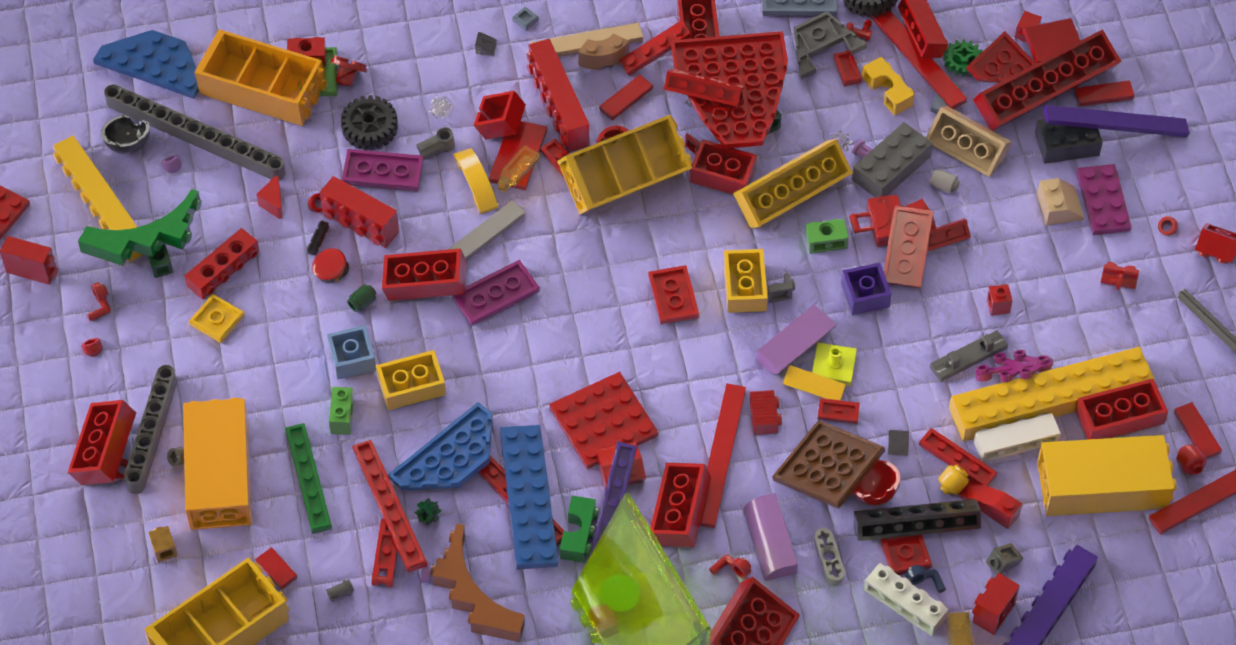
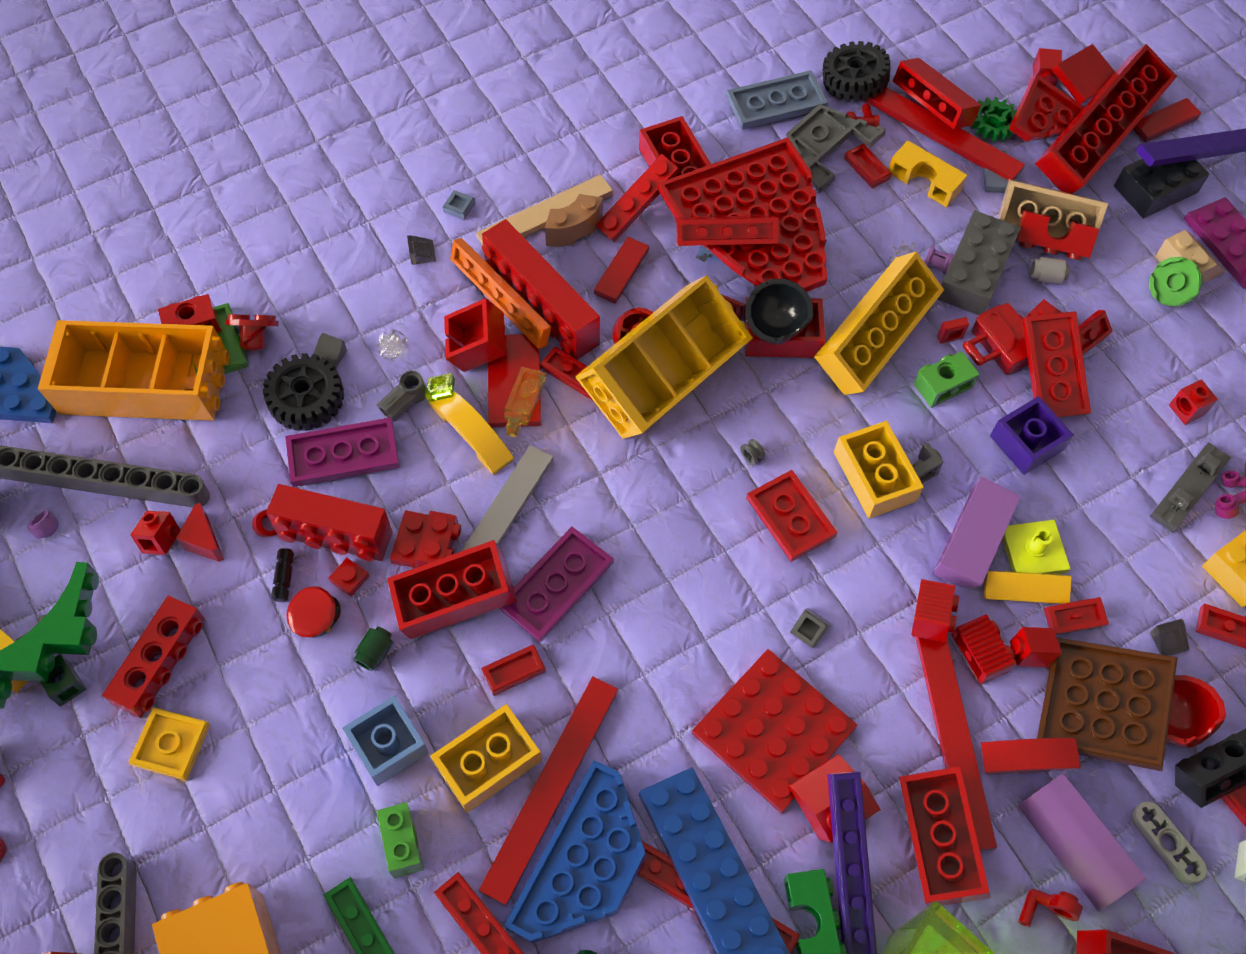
camera: 20 degrees left, 5 degrees up
(244, 187) = (155, 532): none -> red brick
(360, 251) = (348, 577): none -> red plate
(397, 98) = (330, 348): none -> dark grey slope
(419, 238) = (424, 538): none -> red plate
(445, 411) = (548, 792): none -> red tile
(448, 337) = (513, 670): none -> red tile
(464, 144) = (440, 387): none -> clear neon green tile
(529, 90) = (500, 293): none -> orange plate
(655, 367) = (810, 627): none -> dark grey slope
(664, 246) = (752, 452): none -> dark grey bush
(713, 153) = (778, 310): none -> black cylinder
(739, 377) = (934, 611): none -> red brick
(760, 479) = (1030, 755): none -> red slope
(797, 419) = (1035, 647): none -> red brick
(849, 204) = (953, 330): none -> red tile
(946, 150) = (1076, 242): none -> red arch
(1033, 214) = (1176, 281): none -> bright green tile

